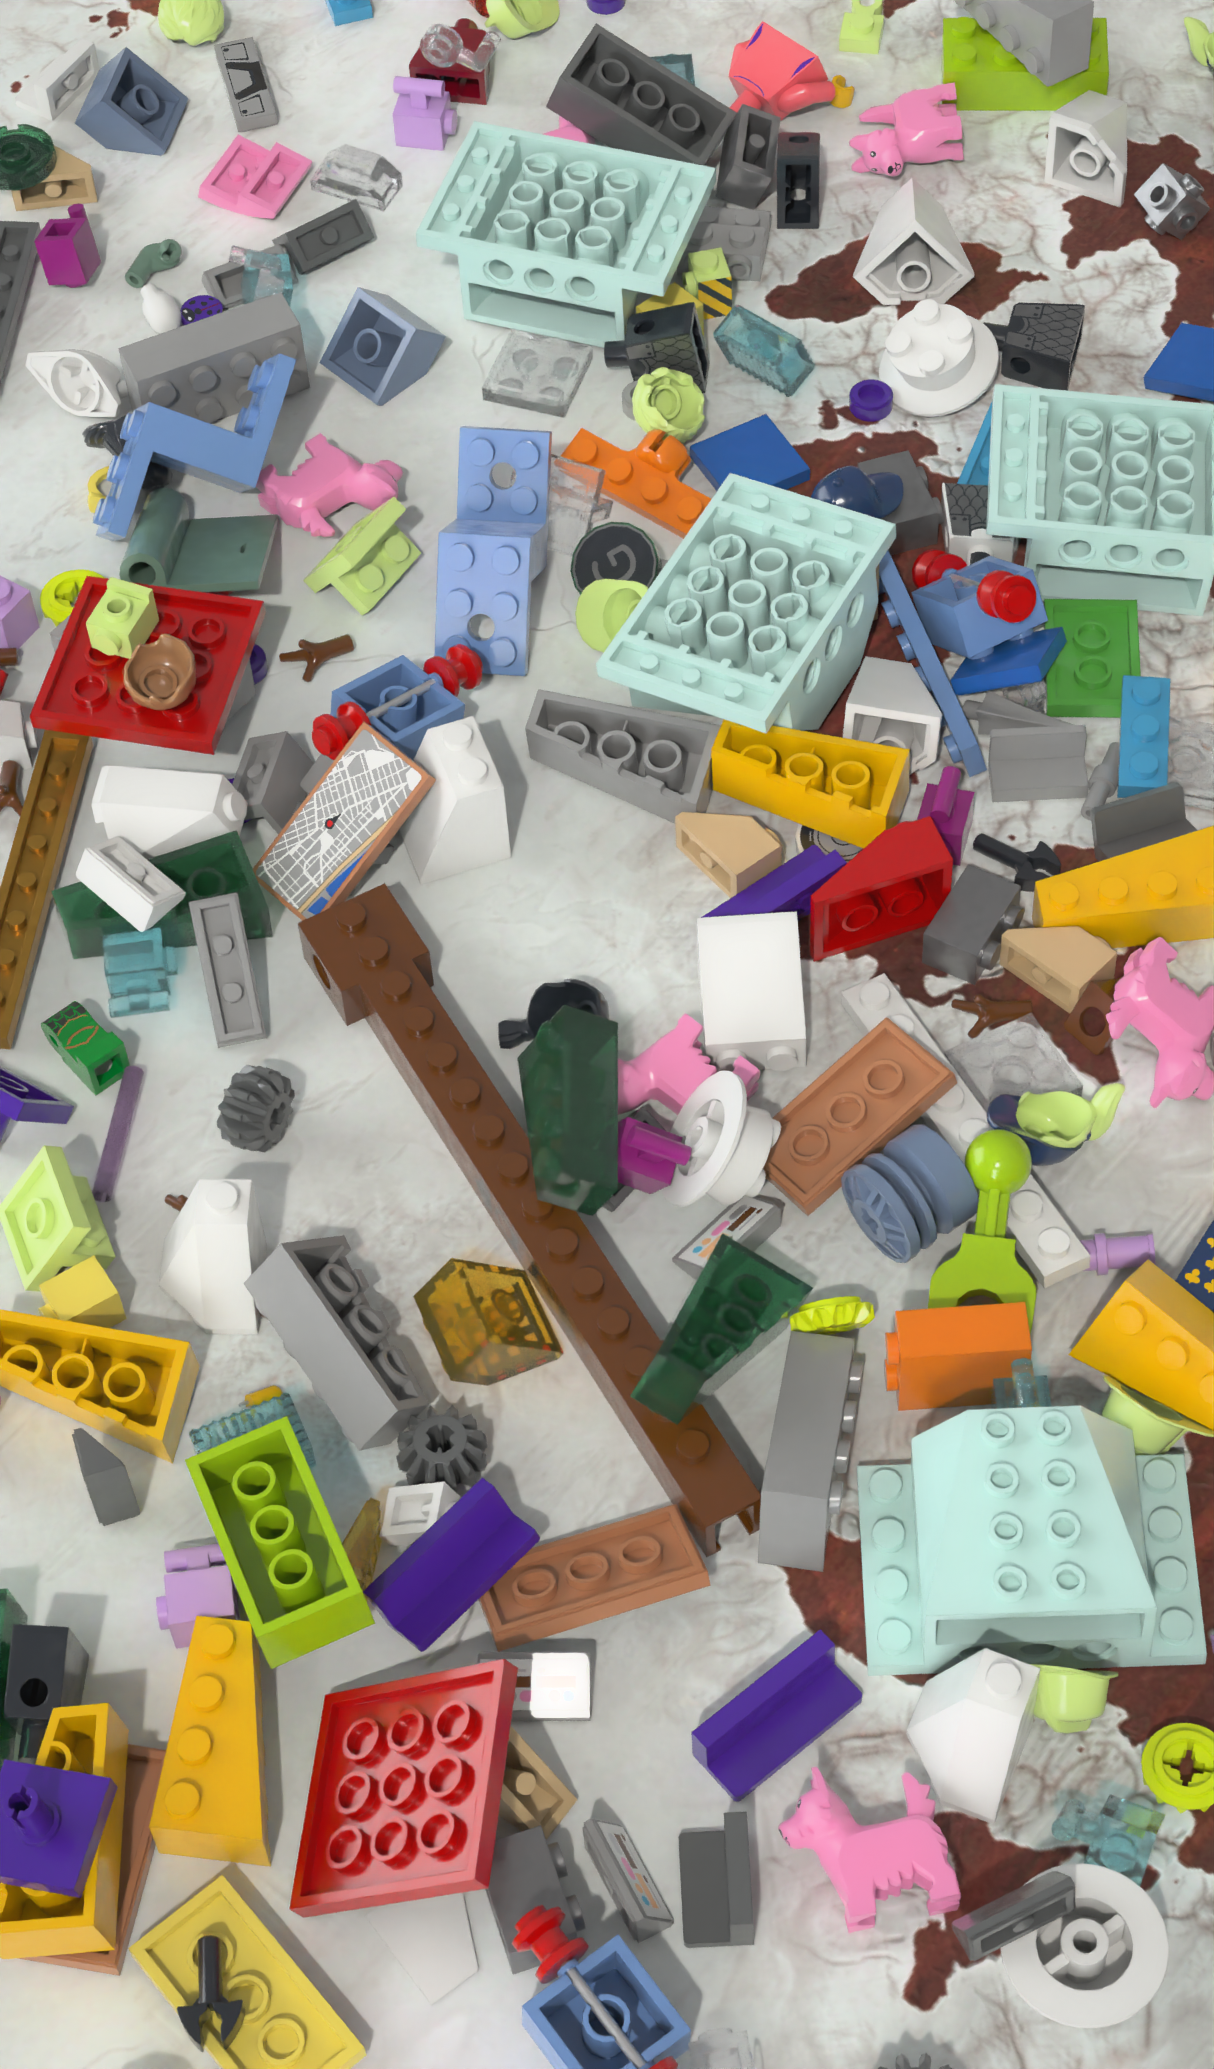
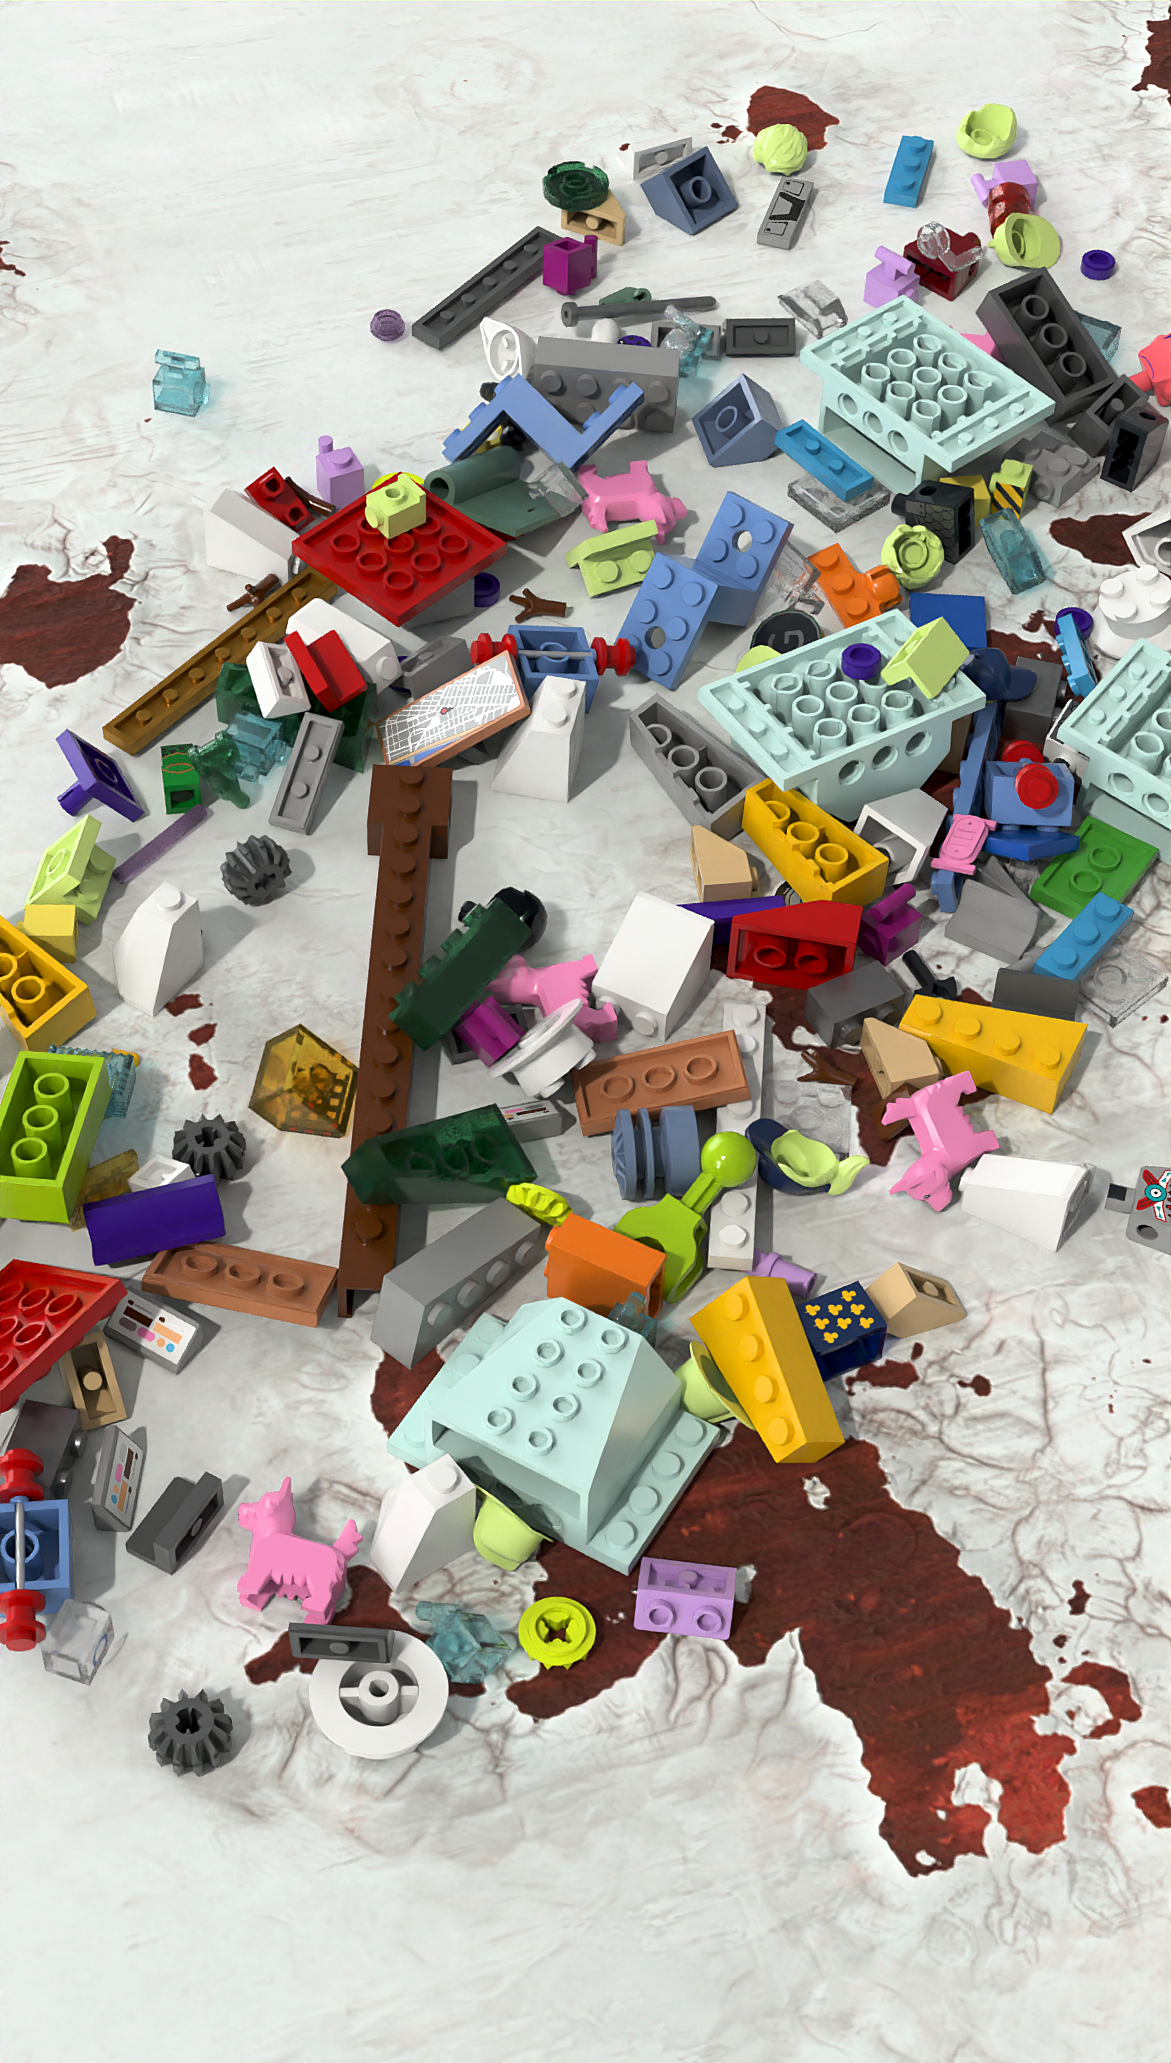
camera: 25 degrees right, 5 degrees down
(117, 304) = (572, 314): none -> flat silver bar
(123, 1007) = (215, 764): none -> clear green piece
(160, 673) = (392, 552): medium nougat hair -> none
(179, 840) = (327, 668): none -> red panel
(254, 179) = (741, 276): bright pink slope -> none
(255, 508) = (558, 488): none -> clear panel
(338, 1338) = (192, 1036): light grey wedge -> none
(504, 343) = (823, 460): none -> dark azure plate
(744, 550) = (861, 661): none -> dark purple tile
(775, 1718) = (298, 1438): dark purple panel -> none
(810, 510) = (928, 658): none -> yellowish green panel
(917, 439) = (1076, 657): none -> dark azure plate
(960, 694) = (963, 843): none -> bright pink piece

